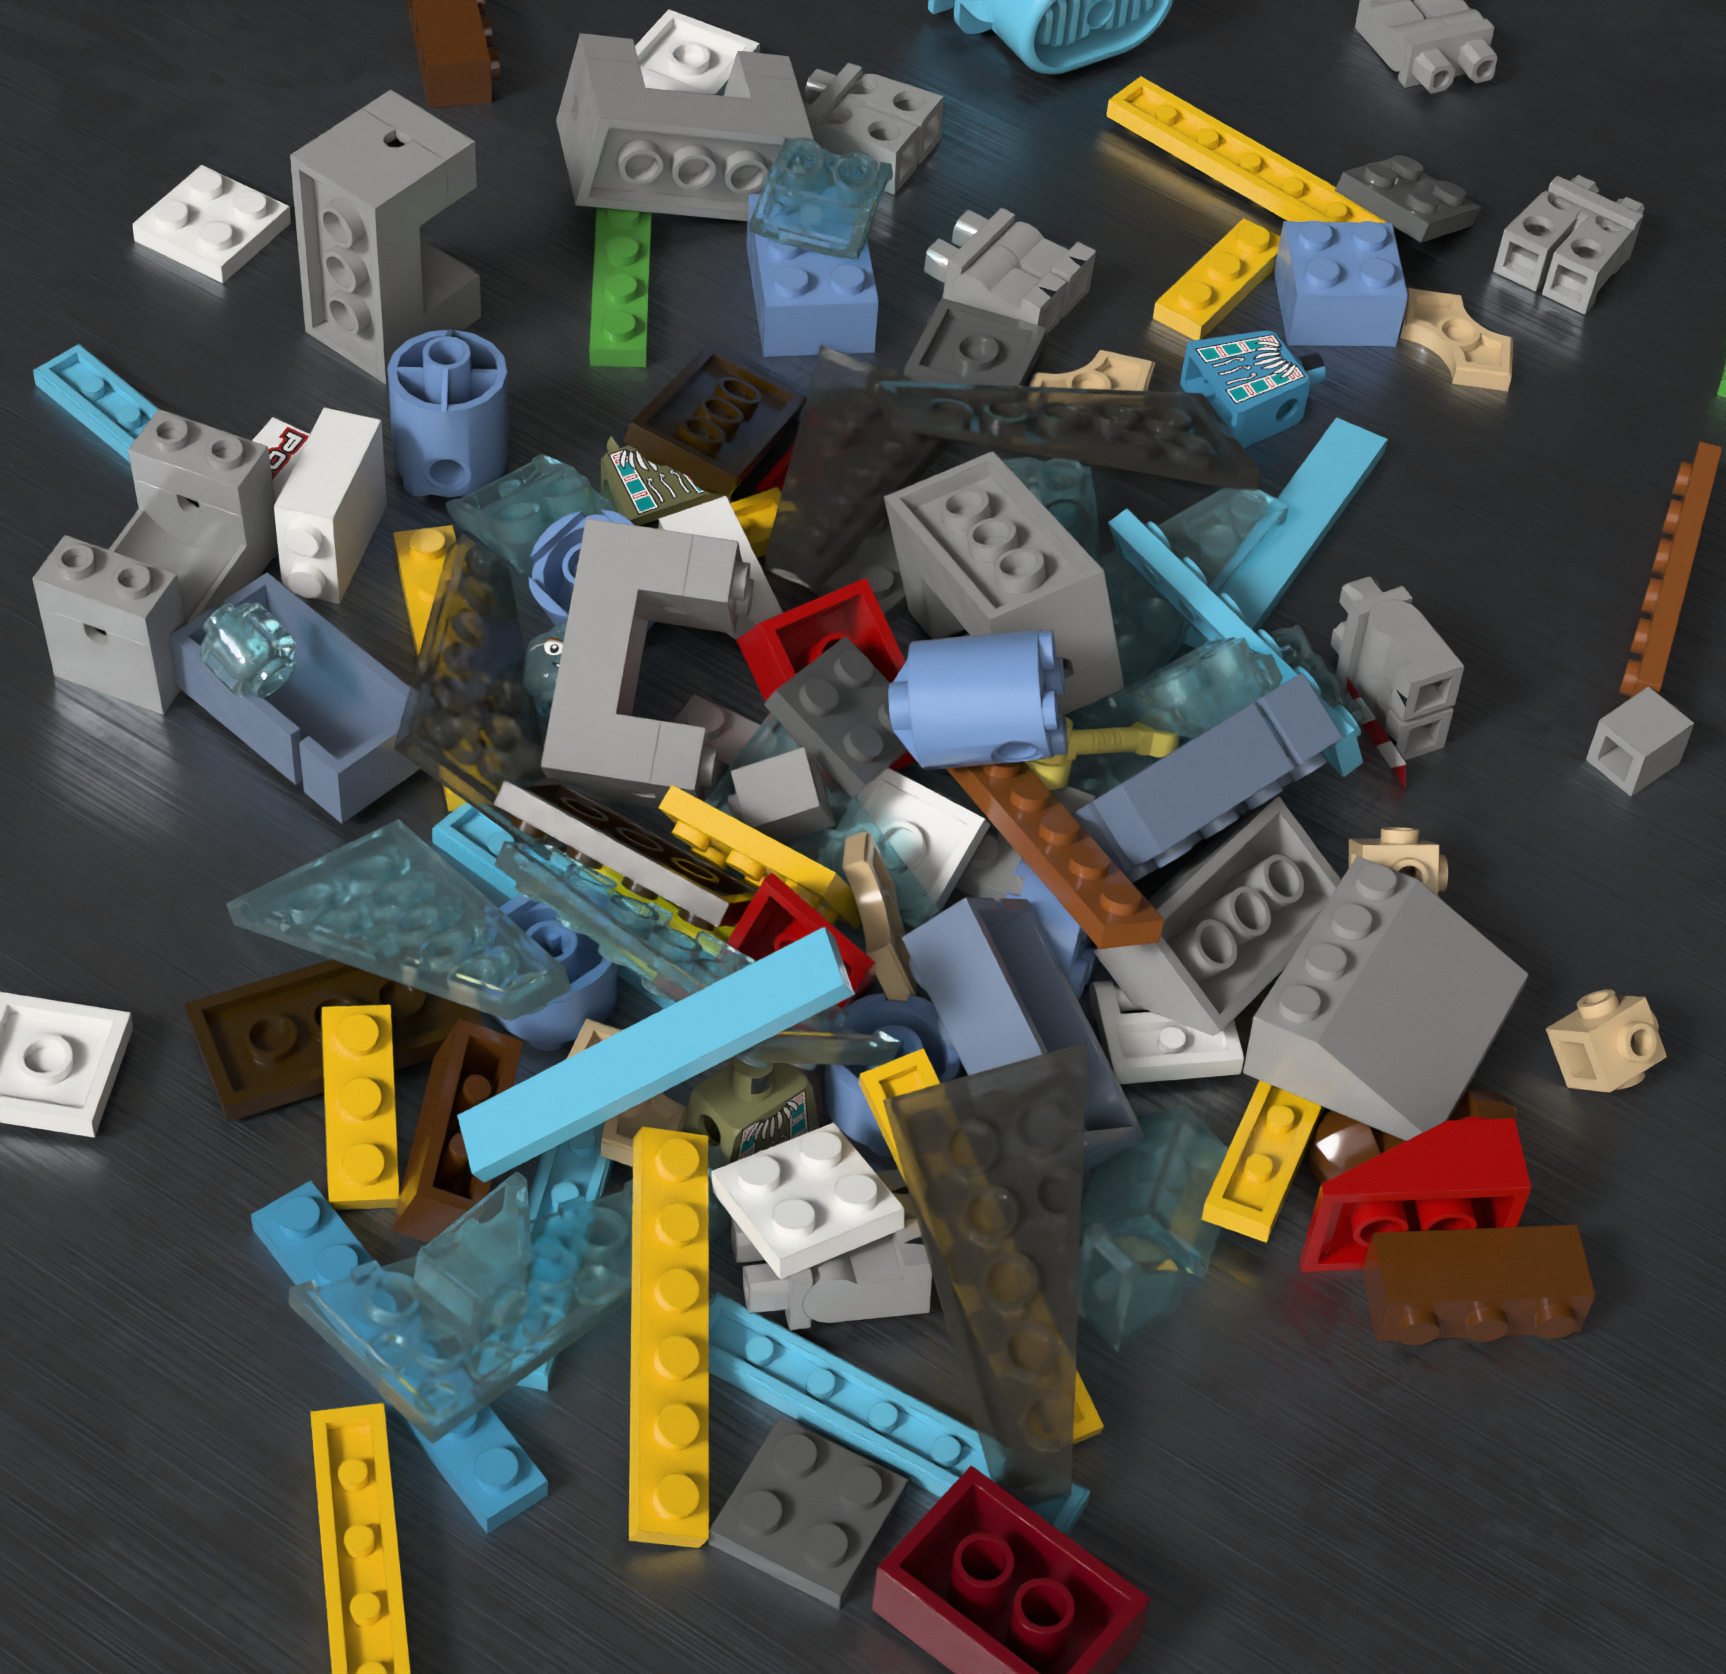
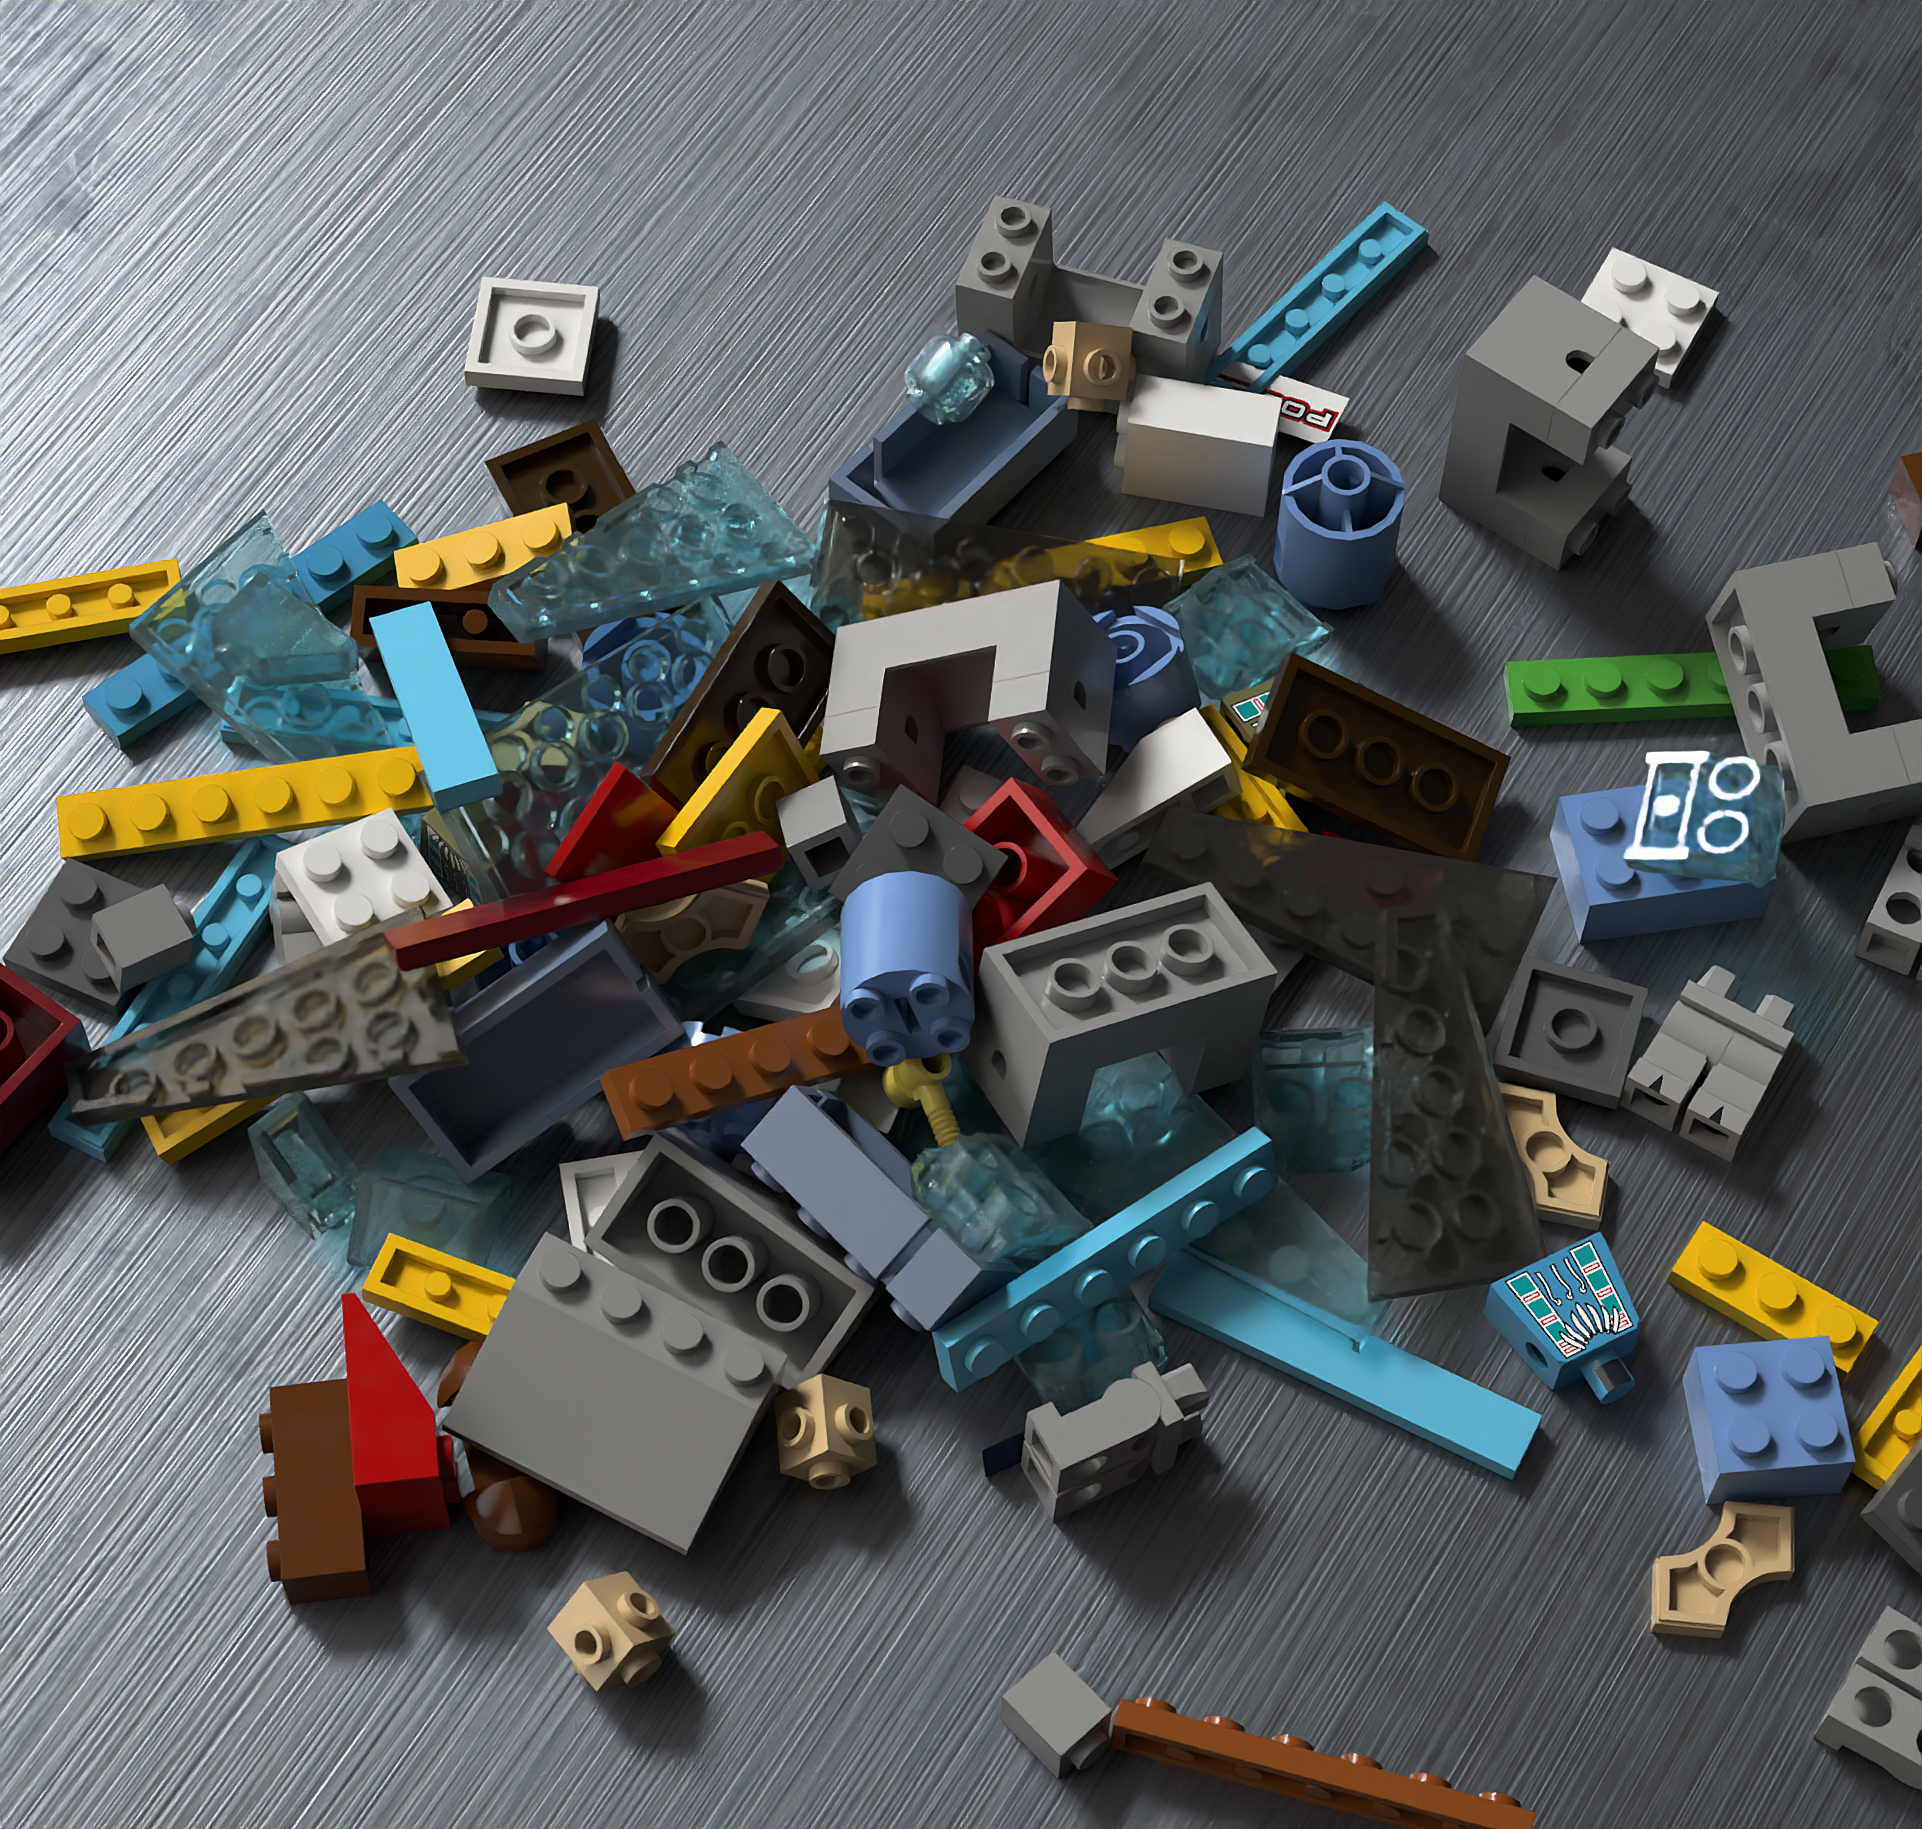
camera: 90 degrees right, 10 degrees up
(259, 535) = (1089, 364): none -> tan brick
(852, 1422) = (143, 937): none -> light grey brick
(908, 945) = (582, 901): none -> dark red tile

